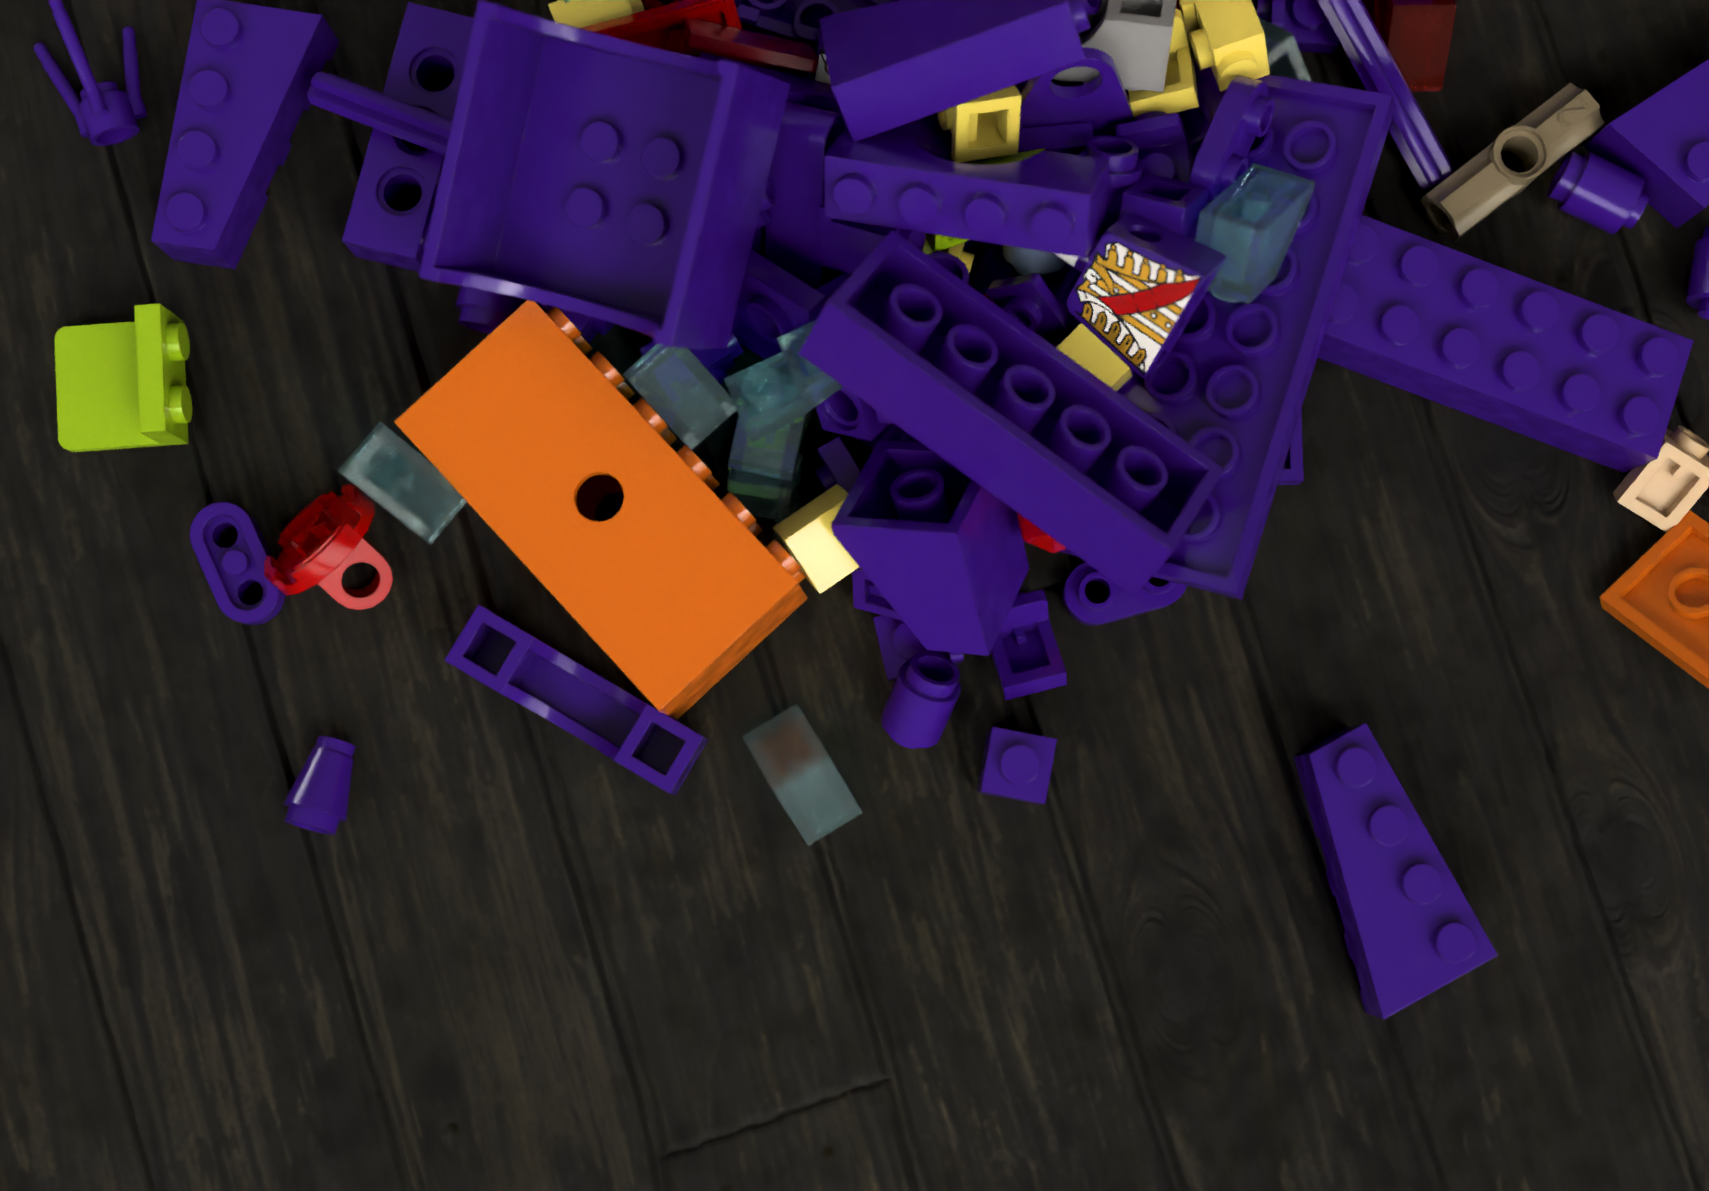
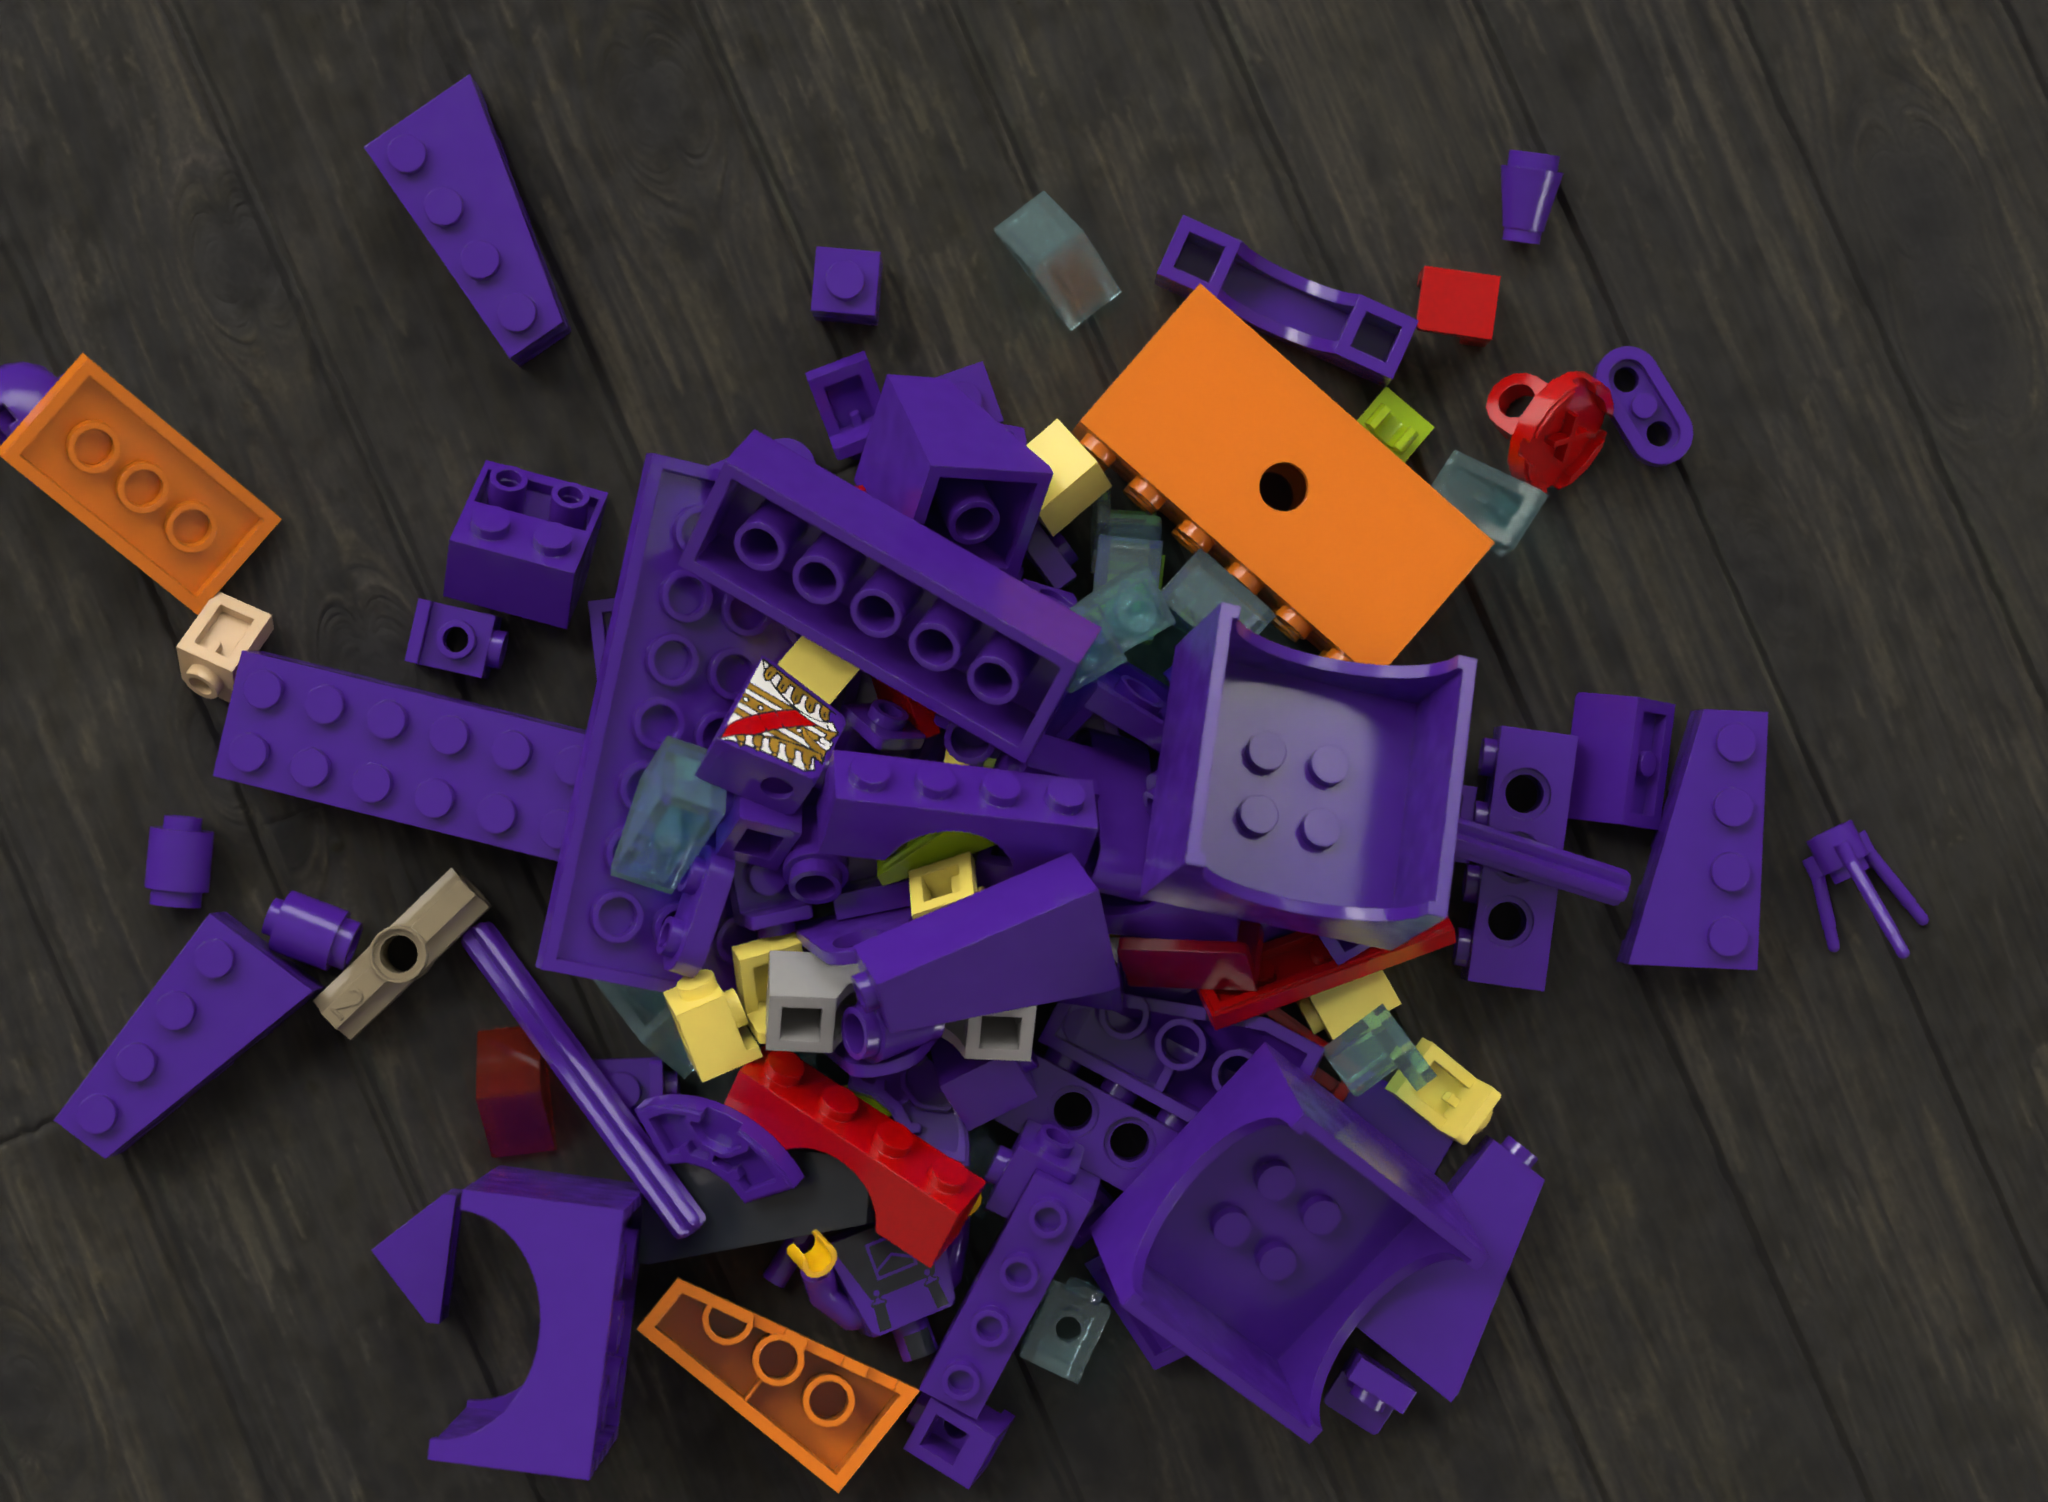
camera: 175 degrees right, 5 degrees up
(123, 382) = (1783, 575): lime bracket -> none
(306, 224) = (1620, 759): none -> dark purple panel
(405, 680) = (1457, 304): none -> red panel
(490, 570) = (1395, 424): none -> lime tile
(921, 700) = (947, 337): dark purple brick -> none
(1361, 545) = (524, 544): none -> dark purple slope
(1414, 469) = (429, 633): none -> dark purple brick

